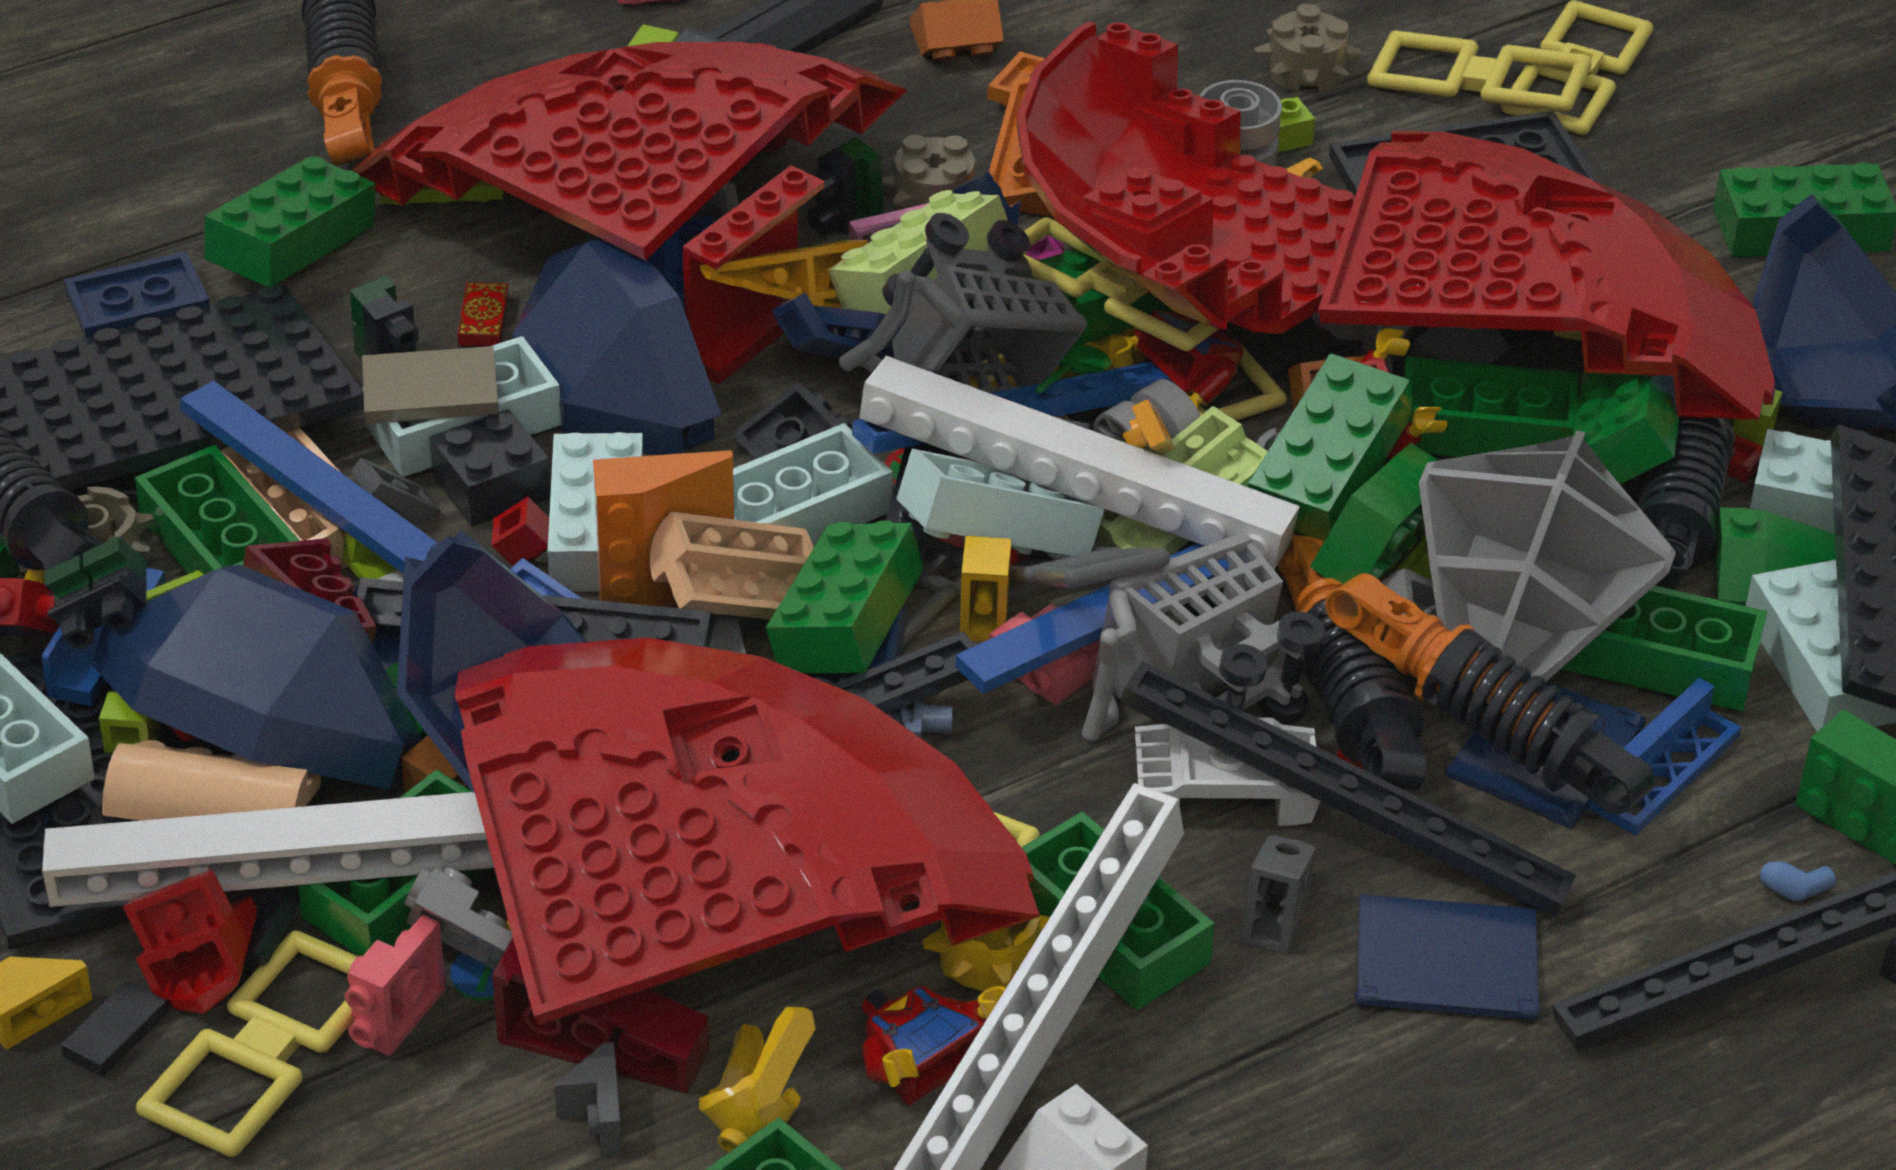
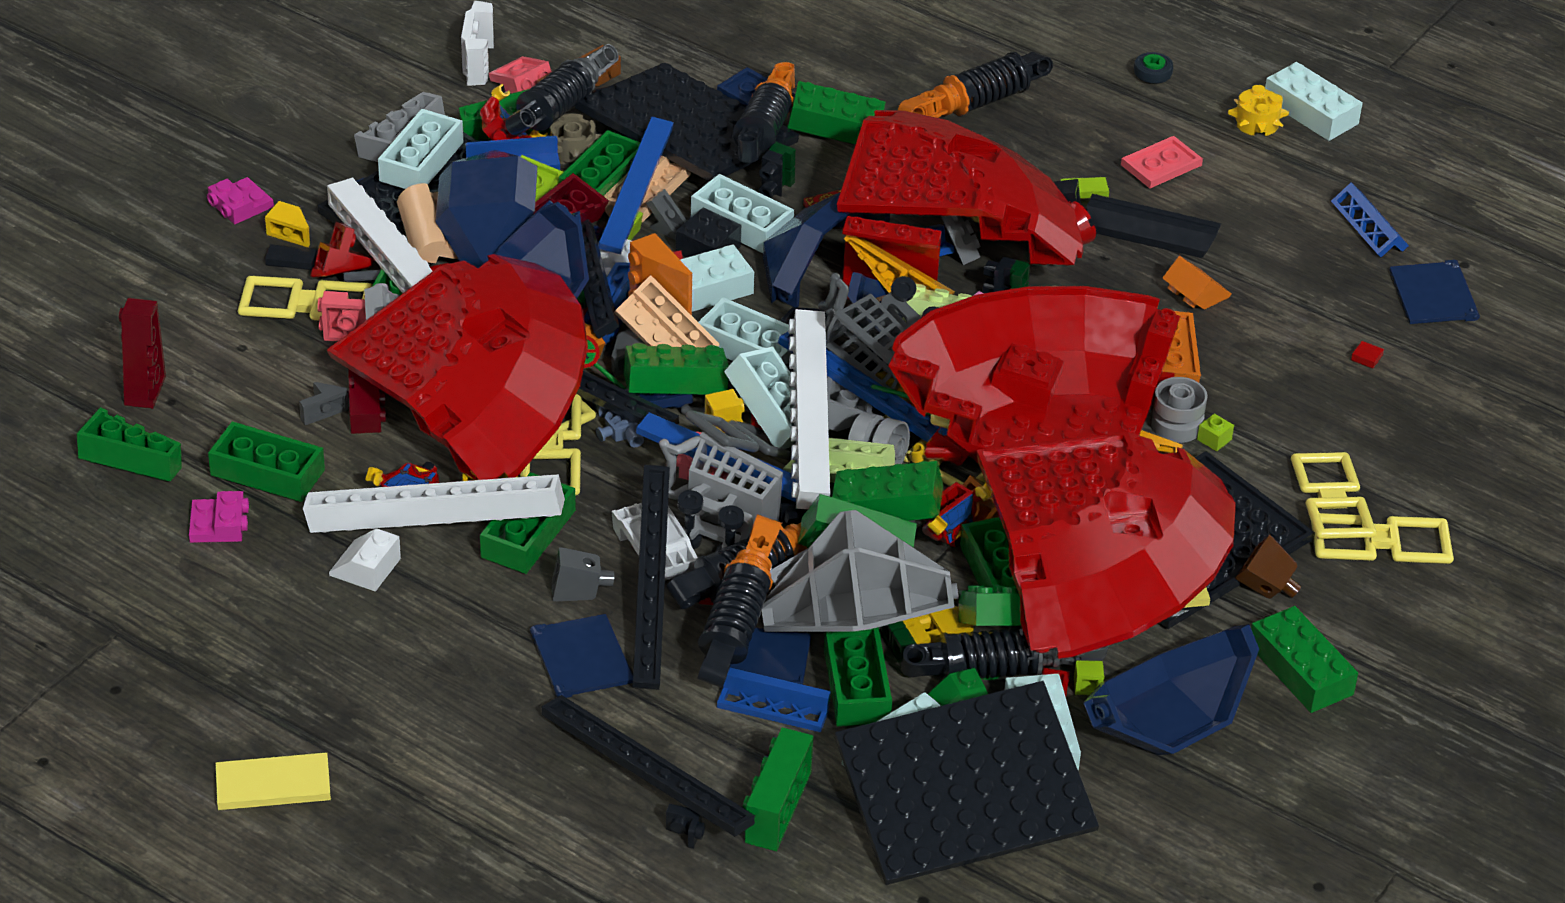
camera: 65 degrees right, 0 degrees up
(97, 591) = (497, 138): black hips -> none
(259, 279) = (765, 113): none -> black piece
(429, 384) = (731, 191): dark tan tile -> none
(756, 1077) = (341, 443): yellow piece -> none
(1148, 429) = (844, 420): light orange plate -> none
(1308, 49) = (1288, 419): dark tan brick -> none
(1627, 165) = (1269, 570): none -> reddish brown torso
(1795, 883) = (710, 772): medium blue arm -> none

